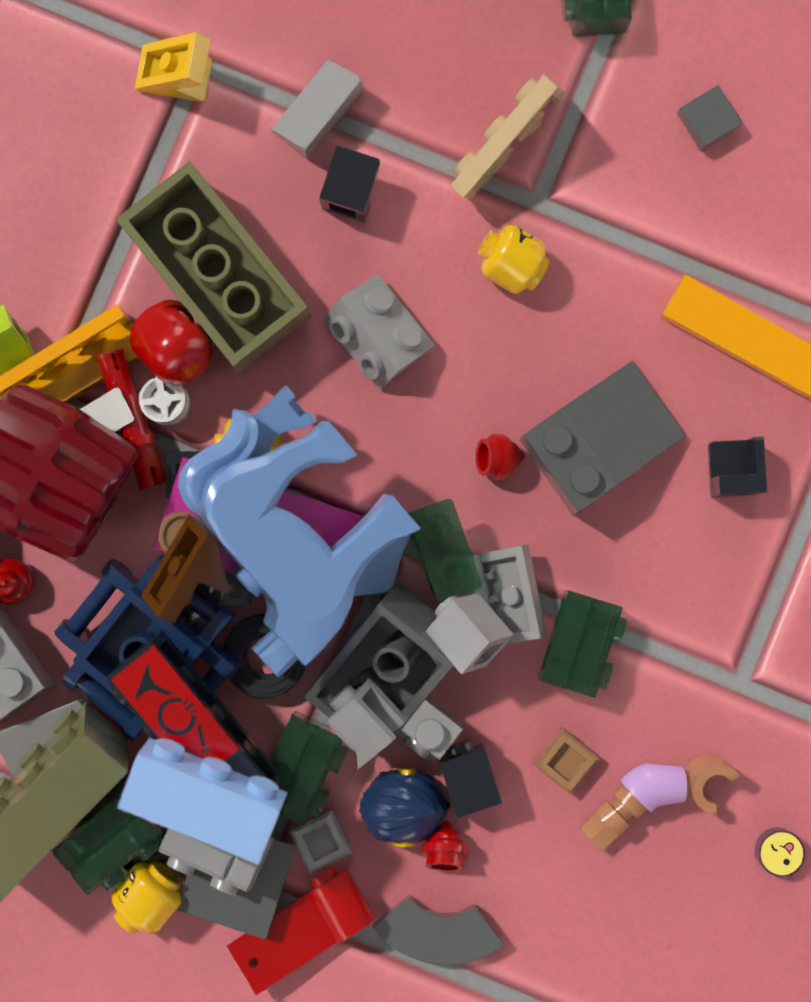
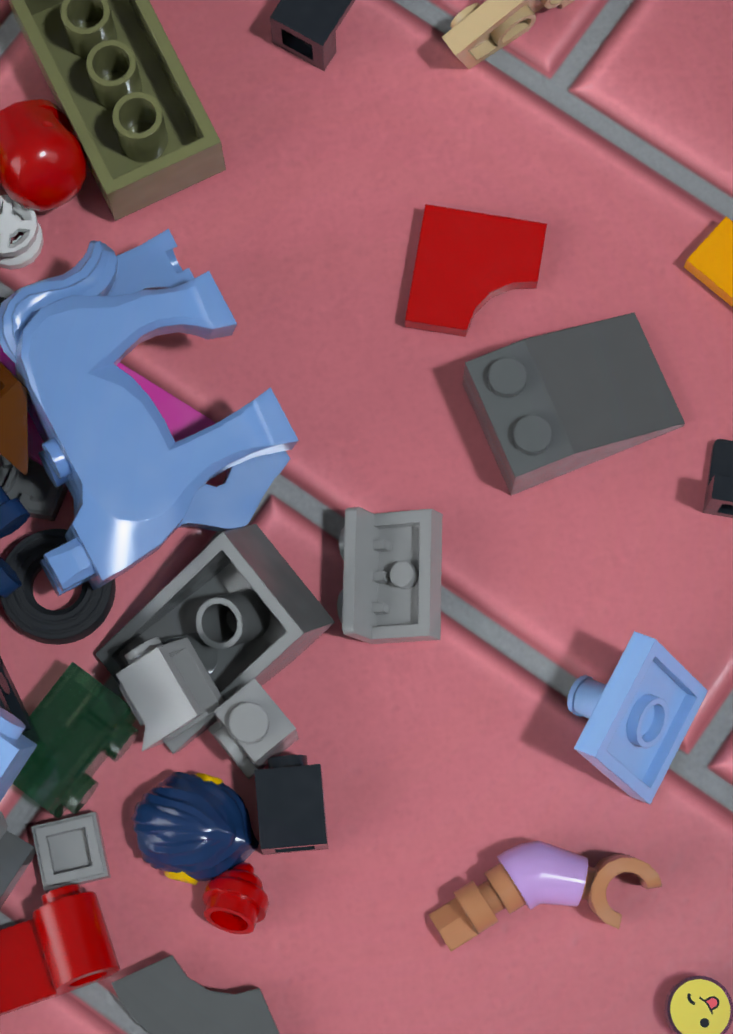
camera: 15 degrees right, 10 degrees down
(377, 331) = (307, 203): light grey bracket -> none
(444, 551) = (326, 494): clear green bracket -> none
(468, 632) = (333, 599): light grey brick -> none
(498, 457) = (428, 394): red plate -> none
(503, 348) = (466, 262): none -> red tile
(513, 259) = (504, 148): yellow head -> none
(565, 761) = (429, 818): medium nougat tile -> none
(582, 644) = (484, 659): clear green brick -> none
(697, 663) = (636, 716): none -> light blue tile

